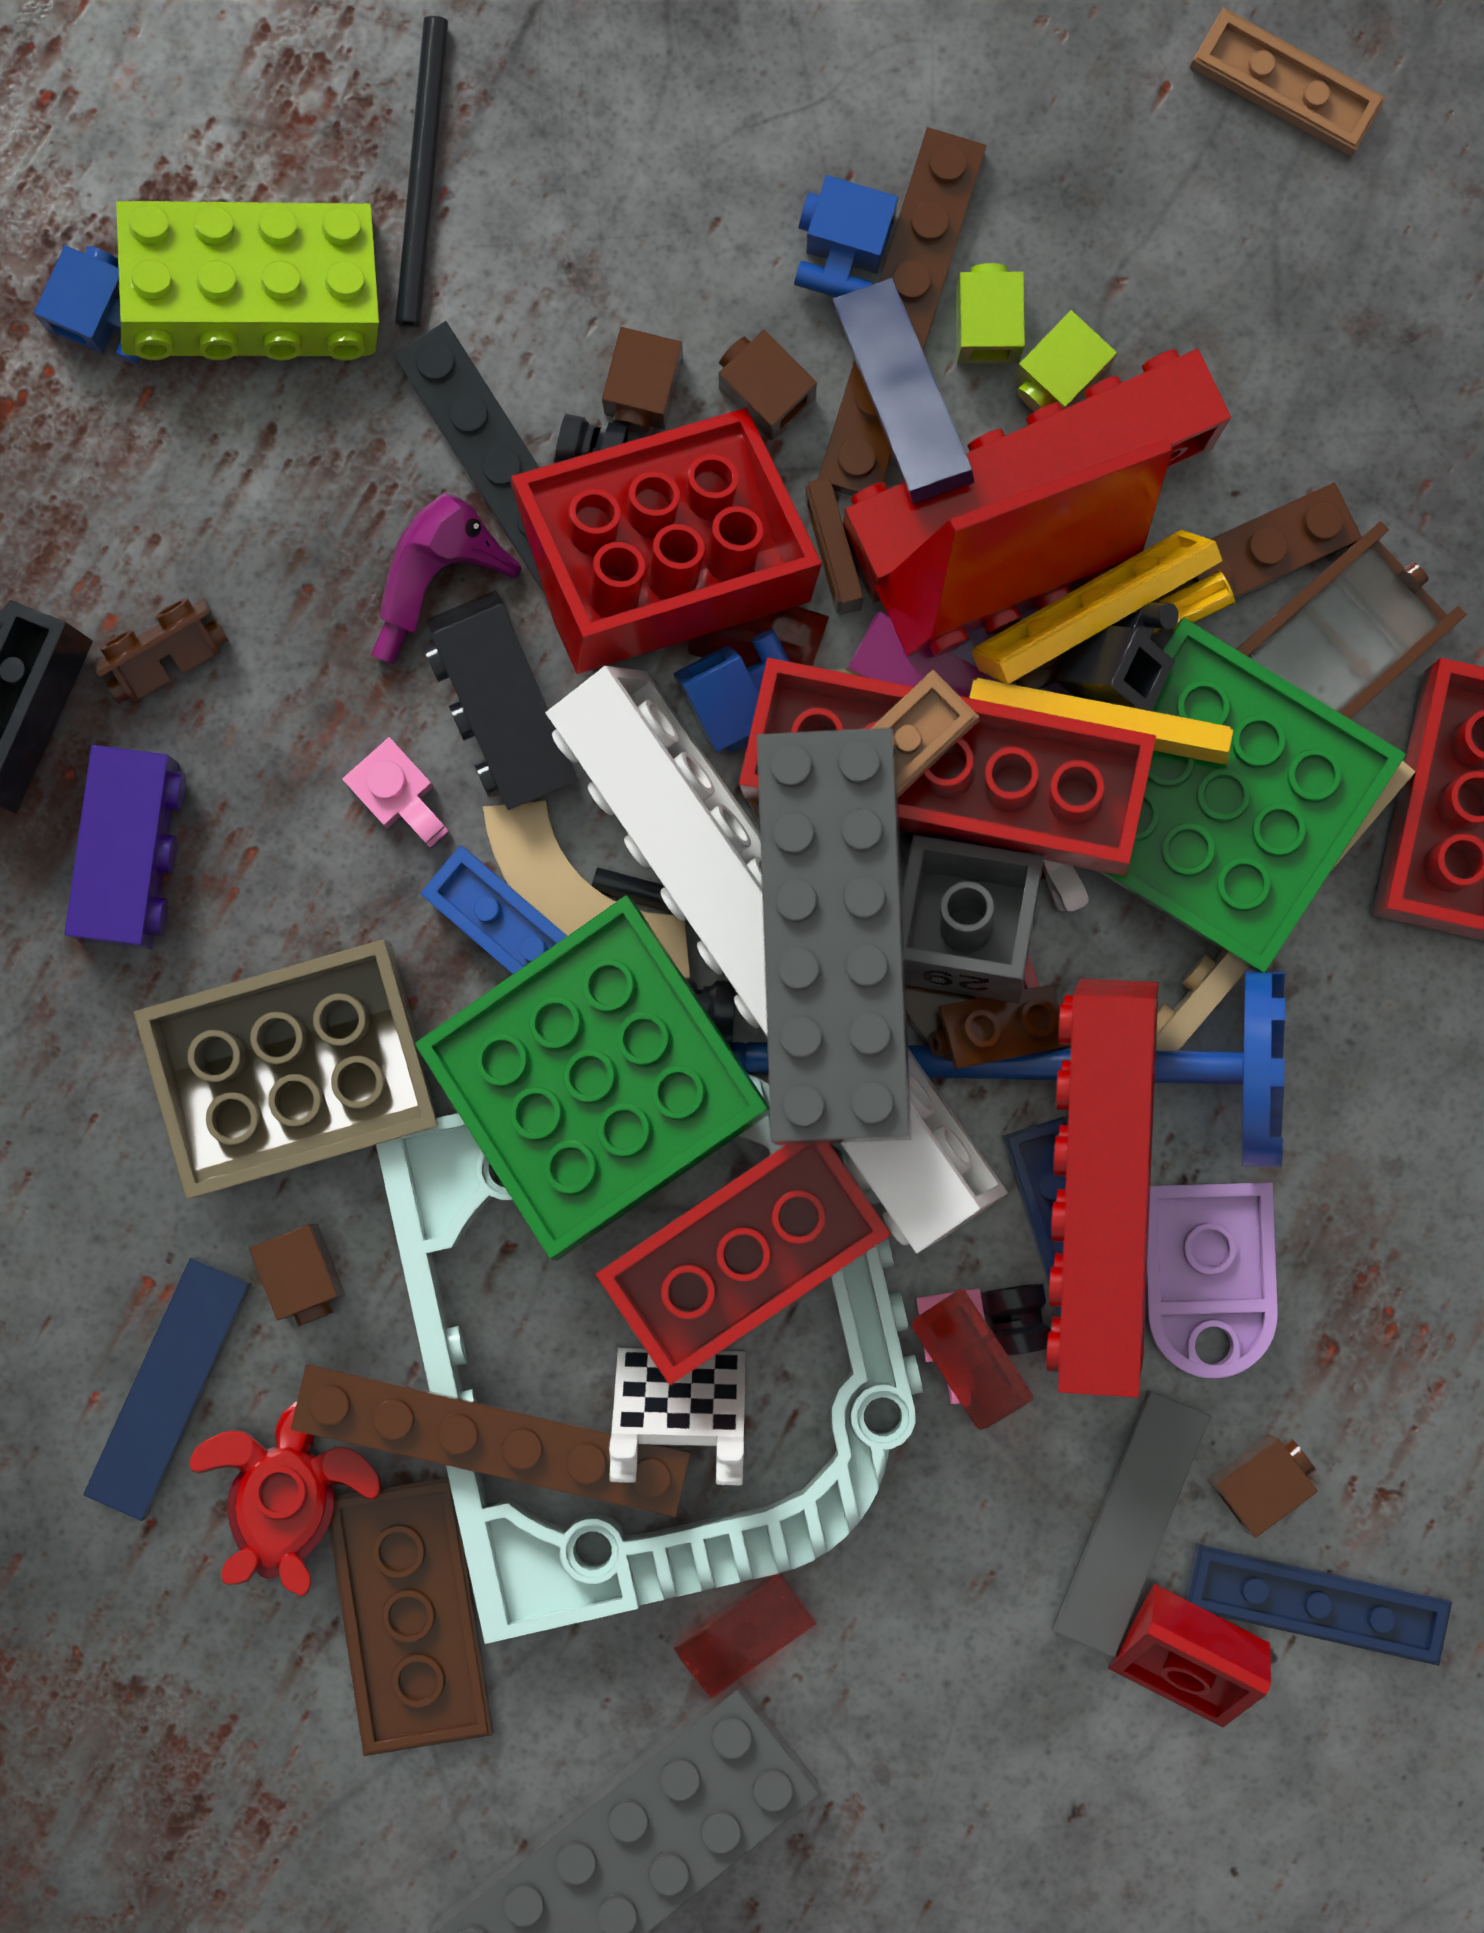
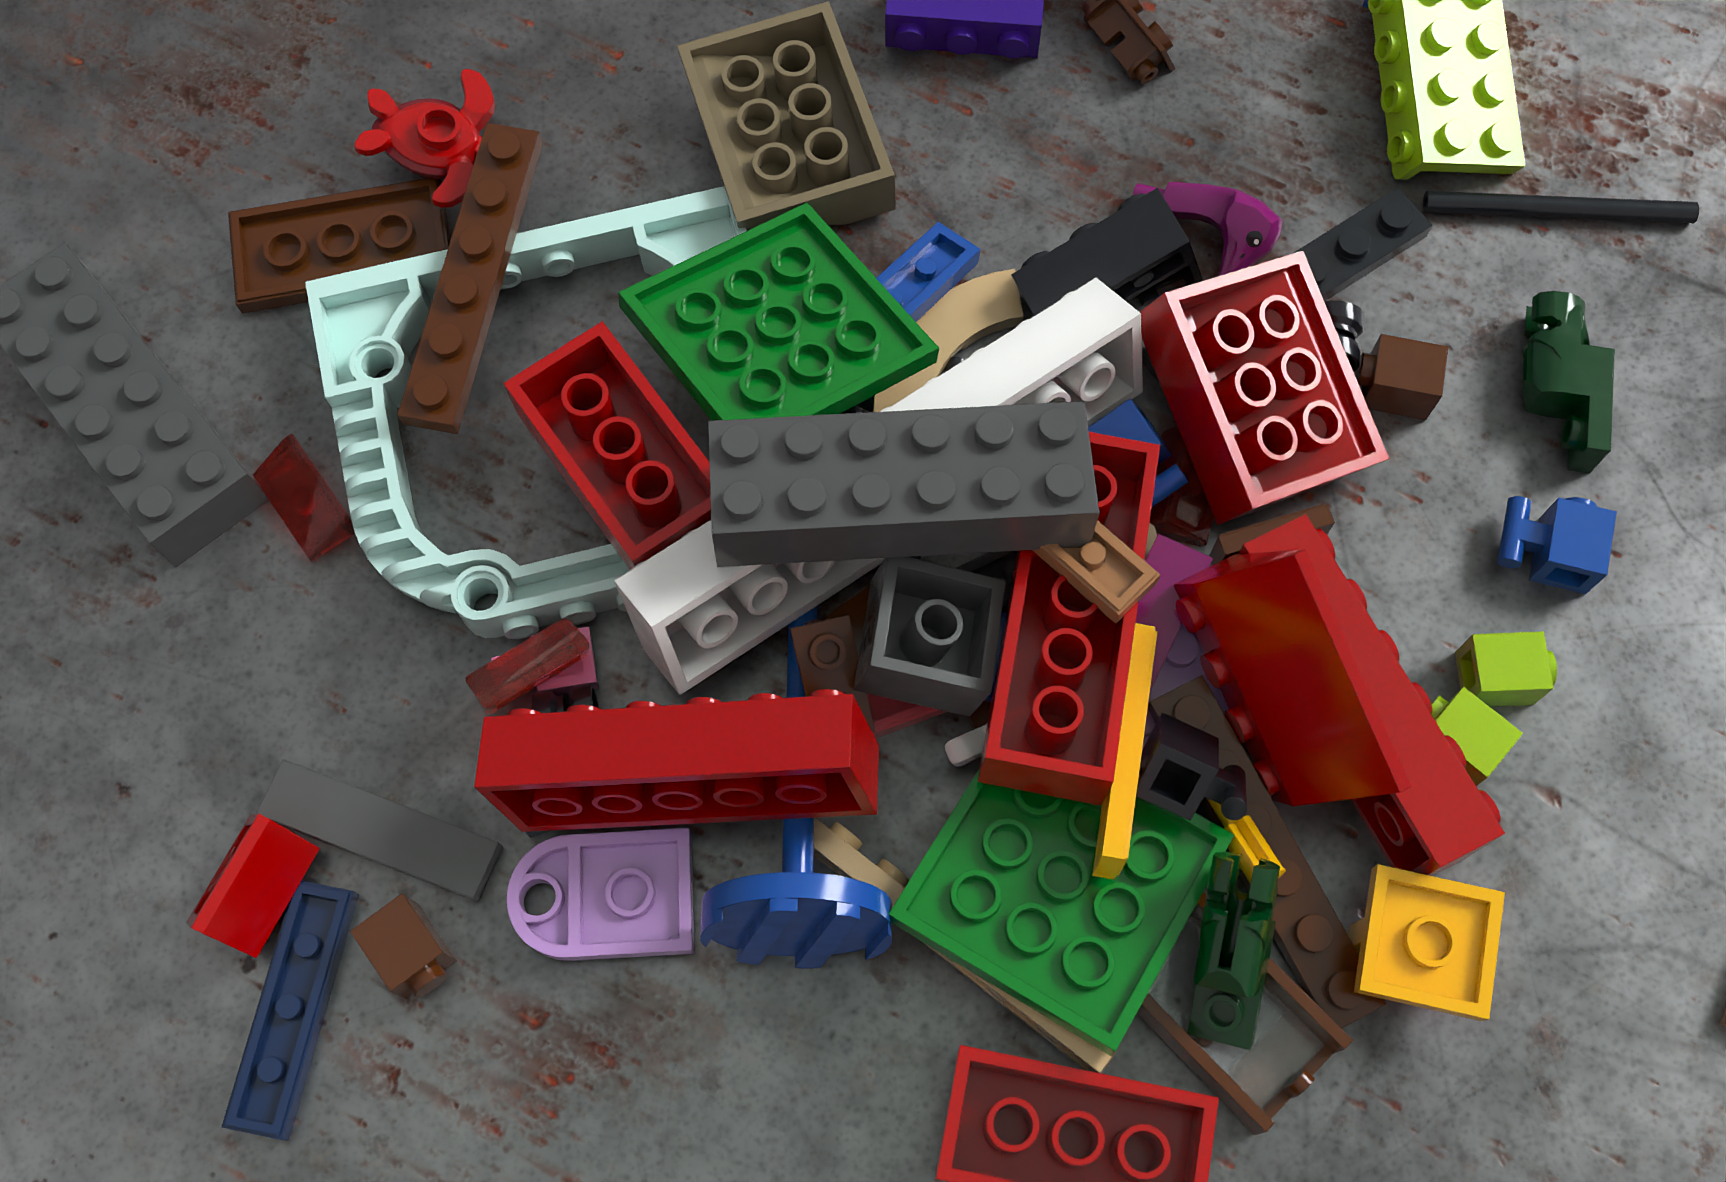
camera: 90 degrees right, 15 degrees down
(167, 1389) = (533, 66): dark blue tile -> none
(298, 1274) = (620, 146): reddish brown brick -> none
(394, 789) = (1024, 205): bright pink plate -> none
(652, 197) = (1568, 377): none -> dark green plate
(695, 1410) = (488, 431): white flag -> none
(765, 382) = (1412, 478): reddish brown brick -> none
(903, 391) = (1421, 570): tile -> none
(919, 266) = (1506, 600): reddish brown plate -> none
(1095, 606) = (1239, 751): yellow tile -> none
(1289, 436) = (1428, 942): none -> yellow bracket
(1300, 629) = (1233, 952): none -> dark green plate

